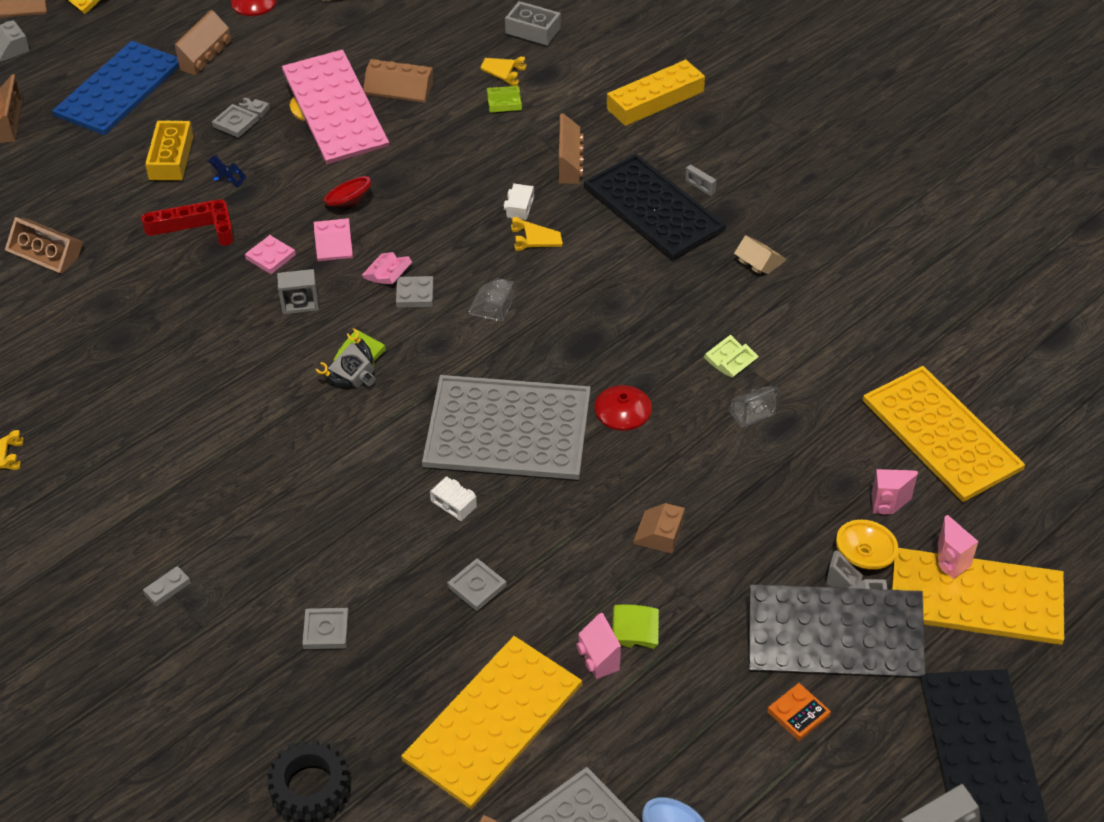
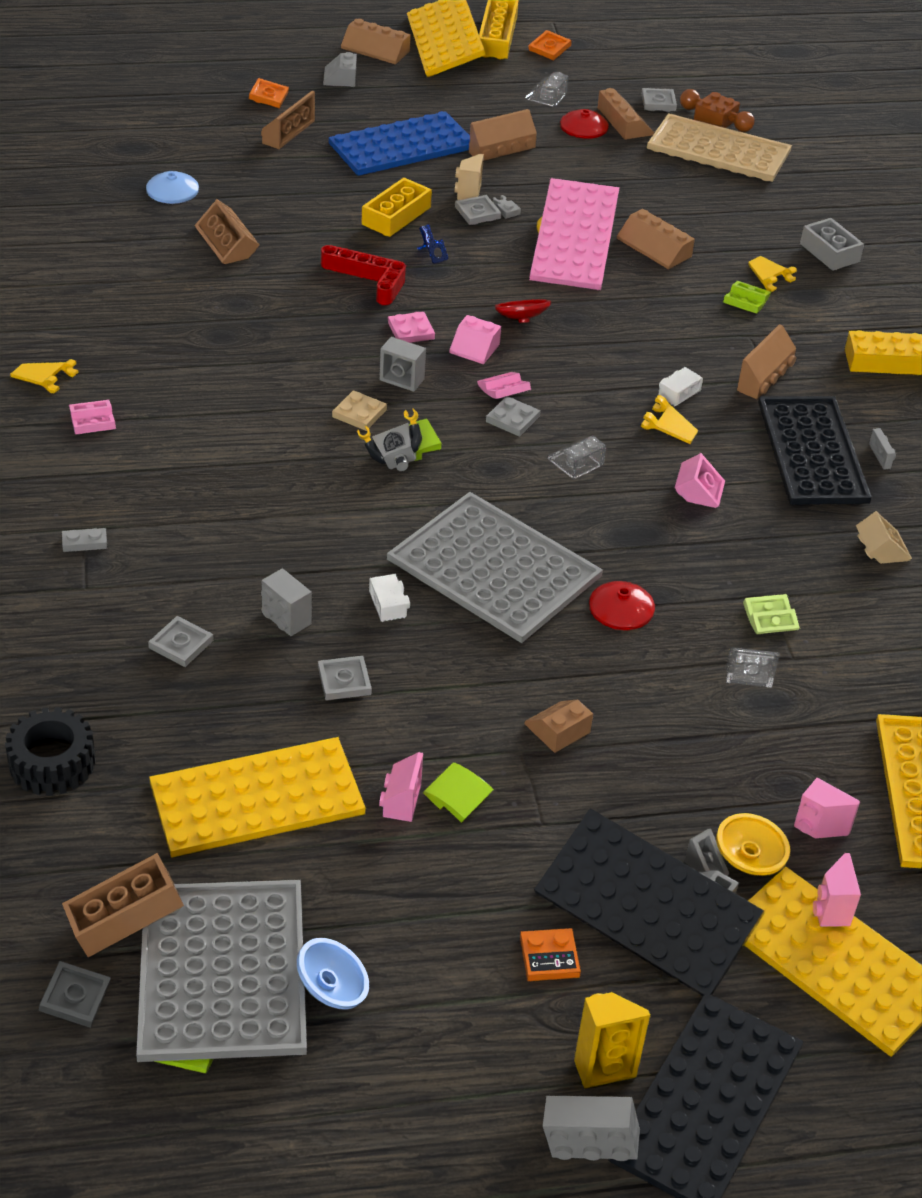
camera: 30 degrees right, 5 degrees down
(74, 473) = (92, 417): none -> bright pink slope
(210, 95) = (469, 177): none -> tan slope
(291, 349) = (359, 410): none -> tan plate
(385, 548) = (286, 602): none -> light grey brick
(598, 275) = (699, 482): none -> bright pink slope
(905, 751) = (610, 1039): none -> yellow slope

